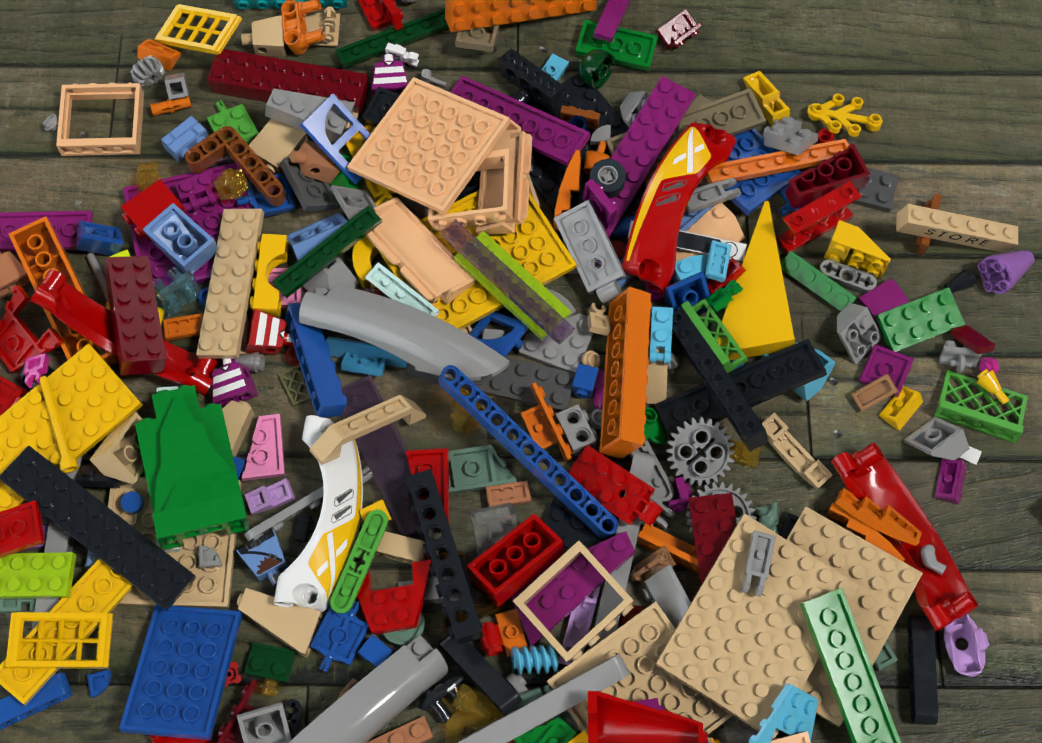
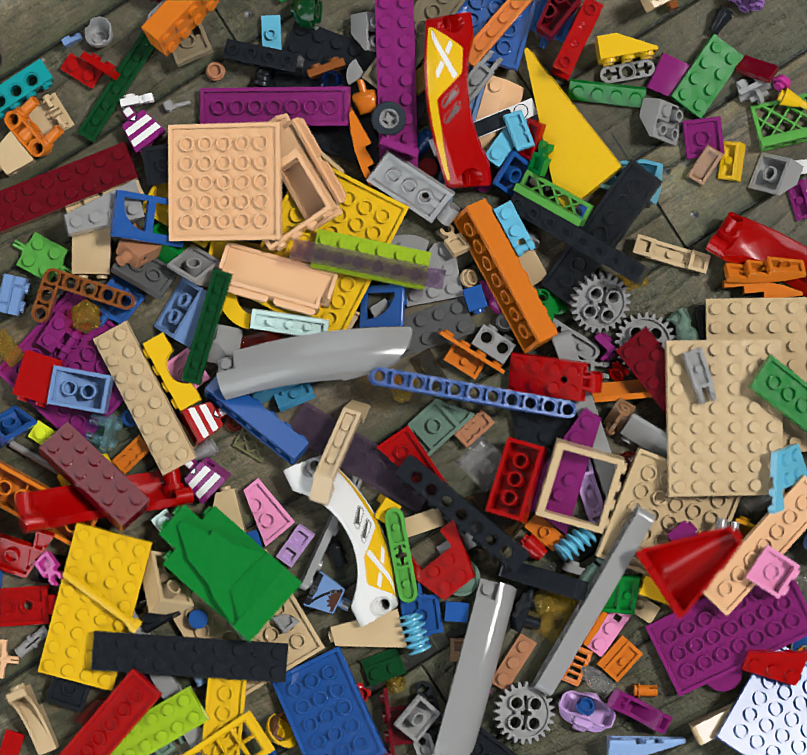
camera: 20 degrees left, 20 degrees up
(126, 656) = (279, 730): none -> yellow piece
(320, 643) = (415, 633): none -> medium azure piece
(484, 72) = (215, 71): none -> nougat plate
(673, 527) = (618, 371): none -> red plate

